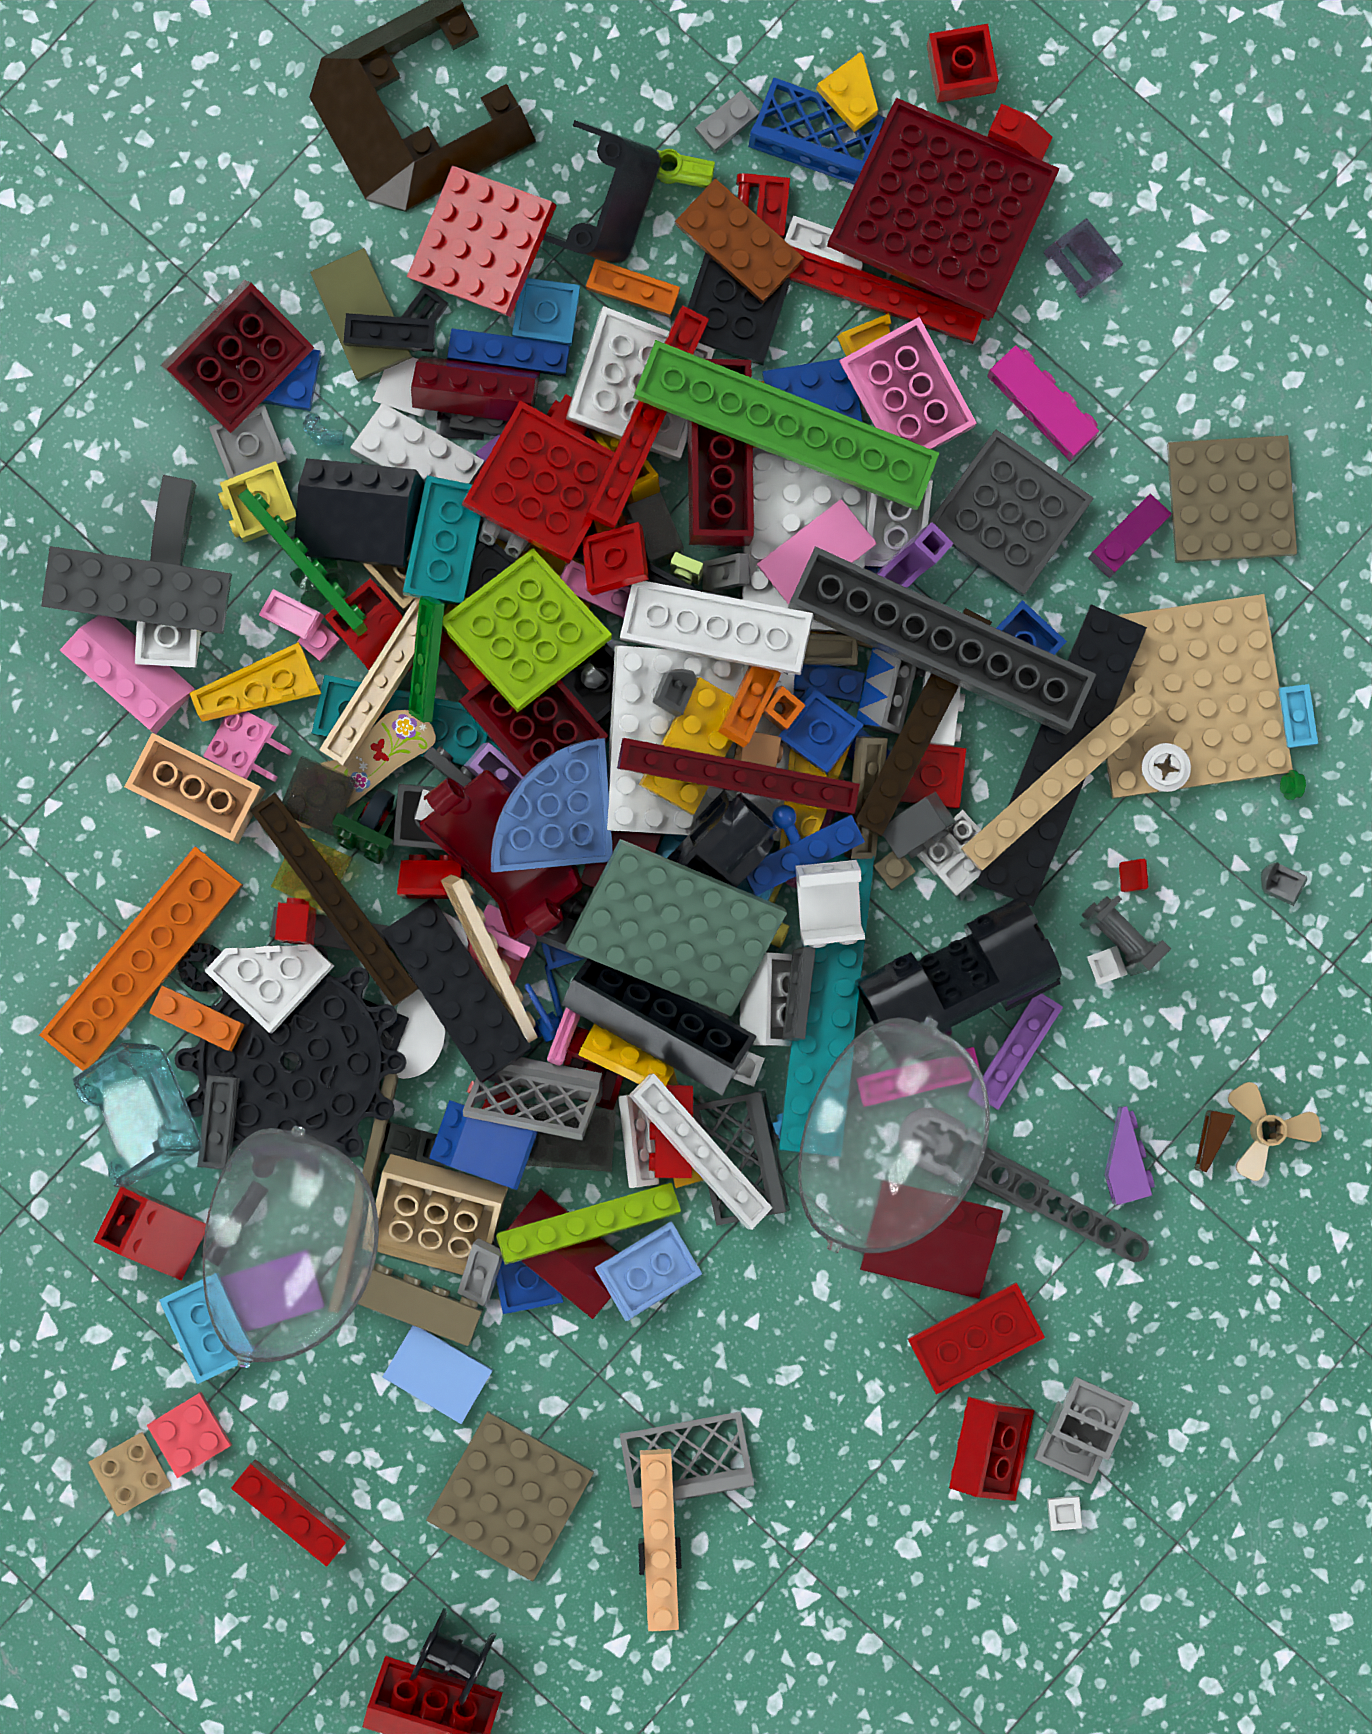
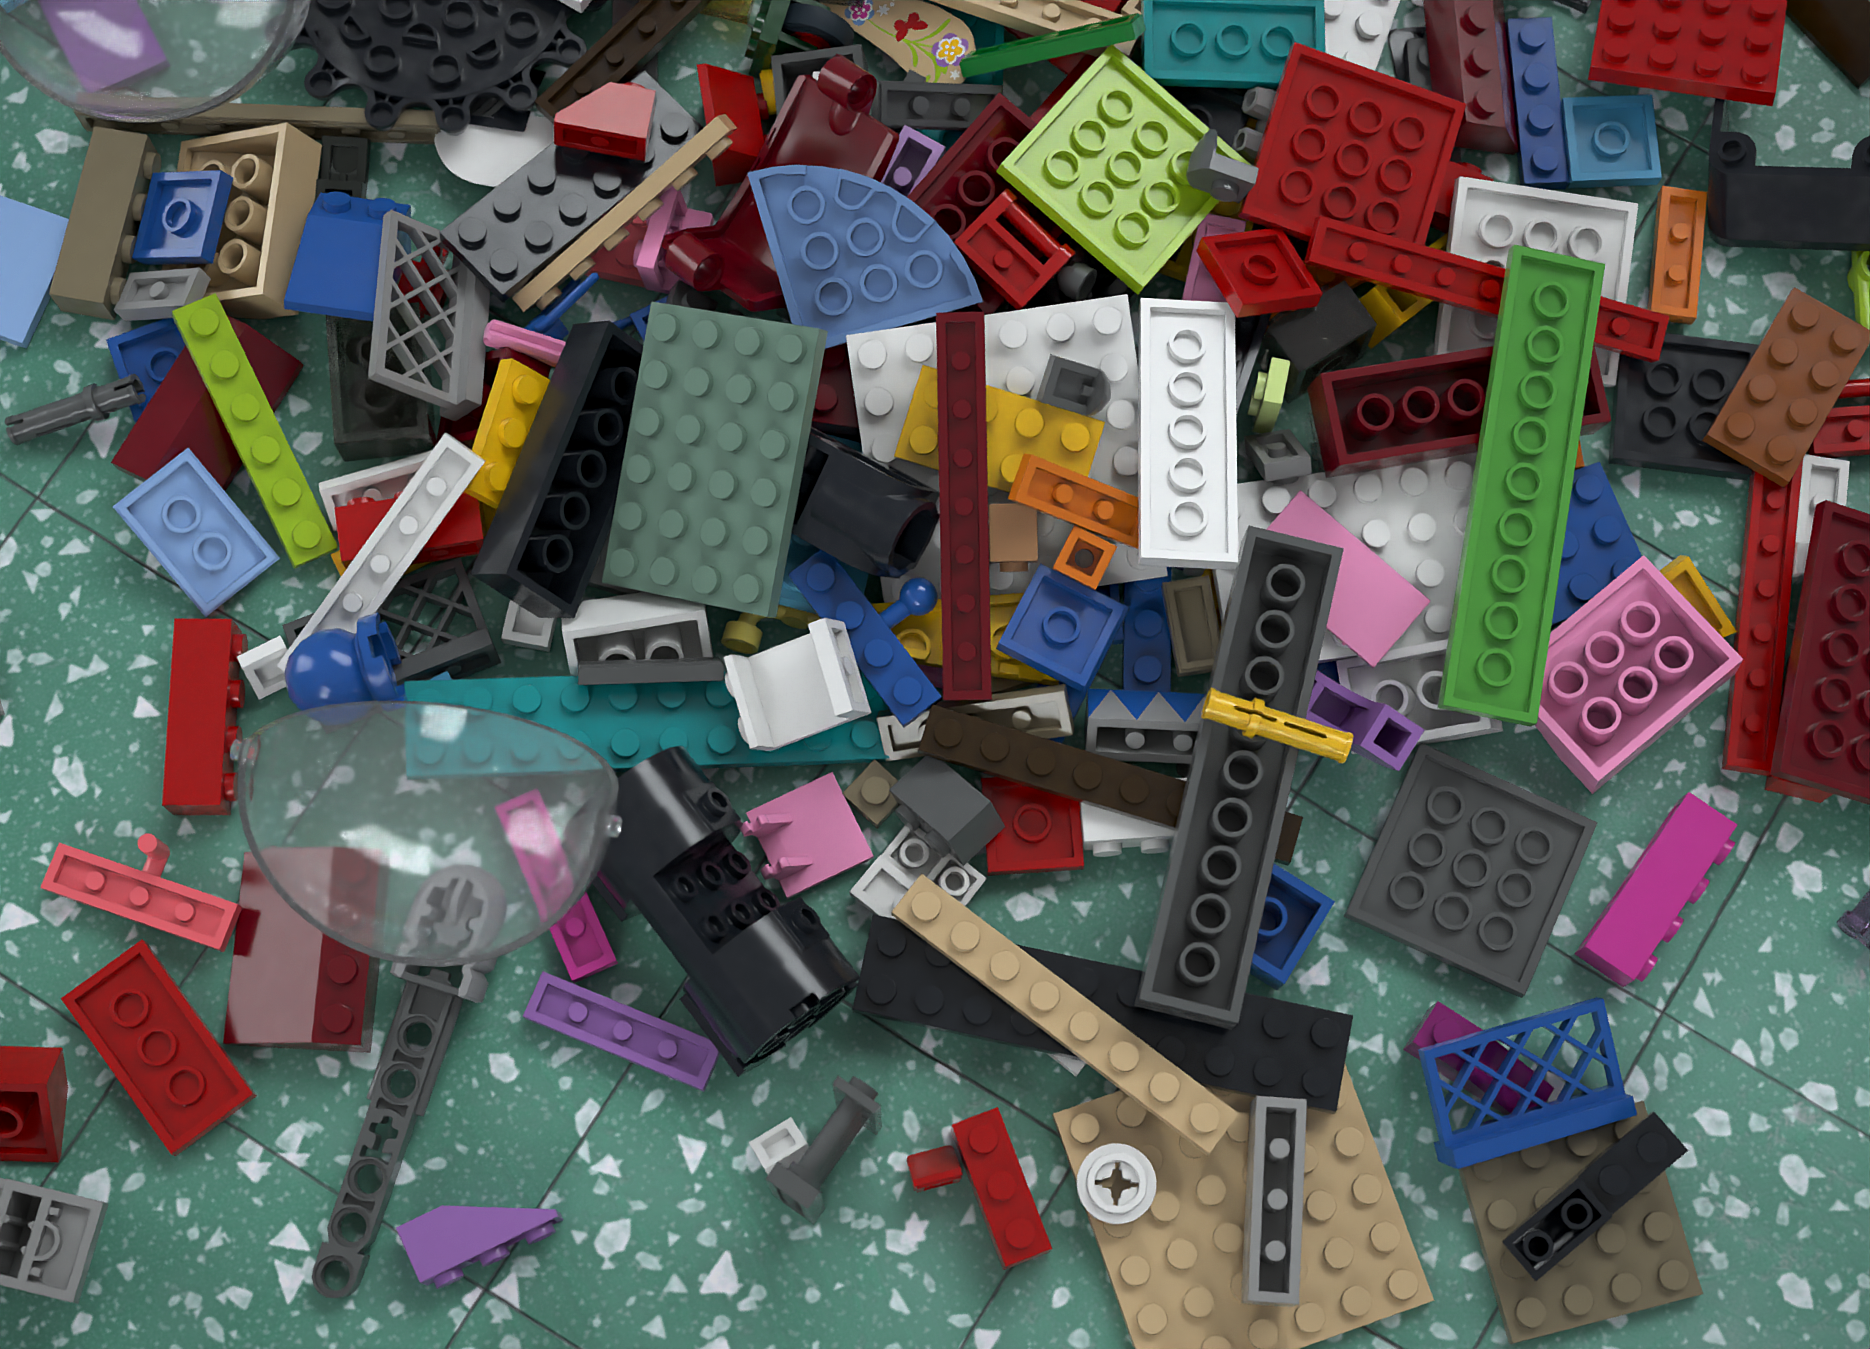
camera: 75 degrees right, 10 degrees down
(406, 851) = (767, 85): none -> yellow tile
(424, 955) = (609, 121): none -> slope
(429, 1251) = (182, 217): none -> blue plate
(451, 741) = (931, 104): none -> dark grey tile
(547, 567) = (1217, 174): none -> dark grey plate
(547, 1327) = (92, 403): none -> dark grey pin
(575, 720) = (1006, 261): none -> red plate
(744, 1239) = (261, 667): none -> white plate
(770, 1283) = (203, 716): none -> red brick
(771, 1184) = (345, 666): none -> blue tile
(878, 1336) = (142, 894): none -> coral plate
(907, 642) = (1285, 728): none -> yellow pin
(914, 915) = (808, 836): none -> bright pink plate
(1155, 837) = (1000, 1188): none -> red brick
(1174, 512) = (1534, 1125): none -> blue fence
(1196, 675) = (1274, 1201): none -> light grey brick
(1224, 487) = (1594, 1195): none -> black slope

